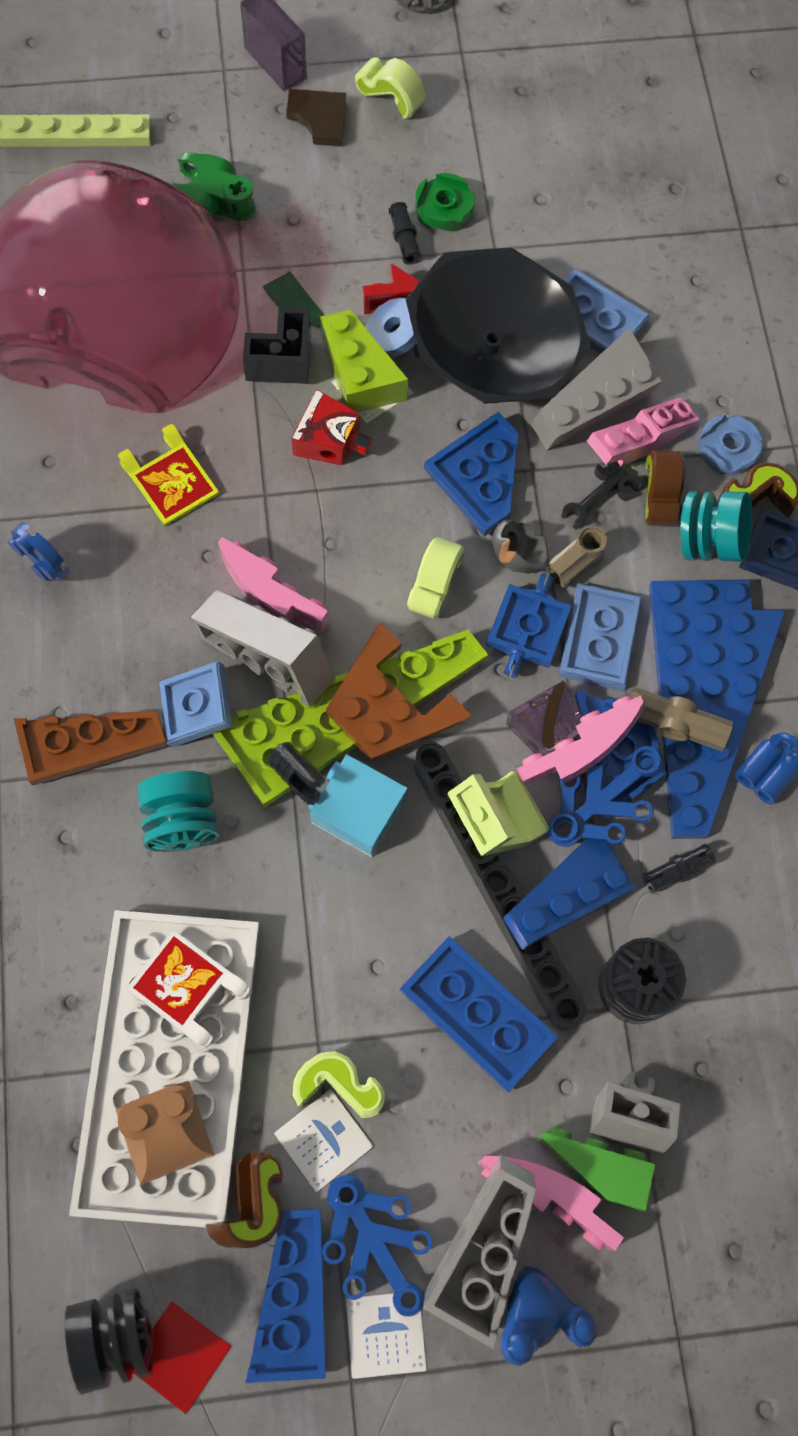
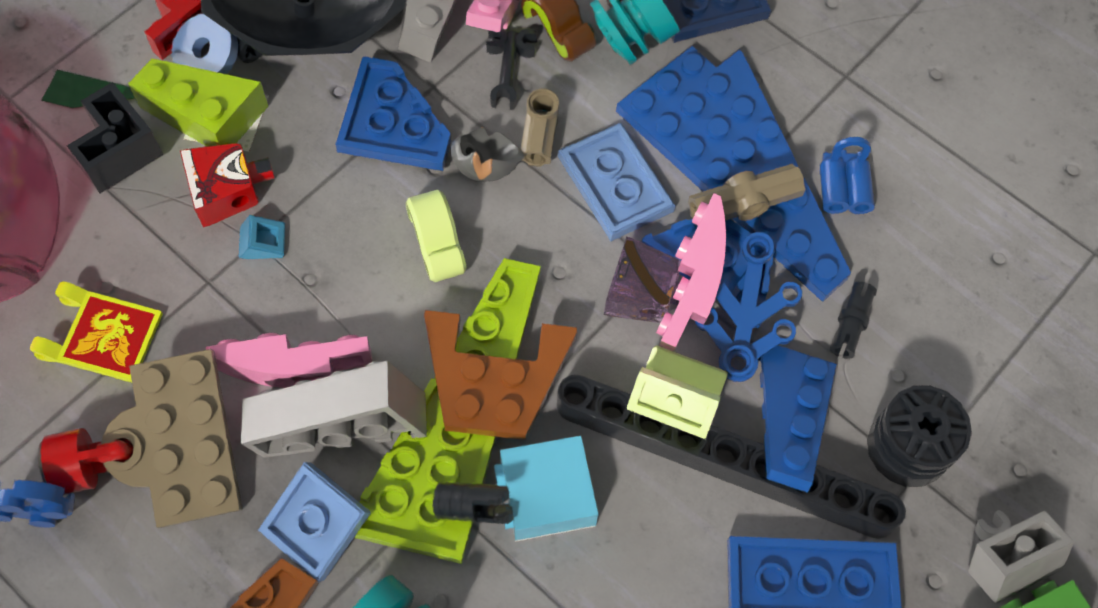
camera: 40 degrees left, 5 degrees down
(148, 580) = (167, 442): none -> dark tan plate
(323, 491) = (261, 238): none -> dark azure slope
(528, 625) = (551, 216): blue plate -> none

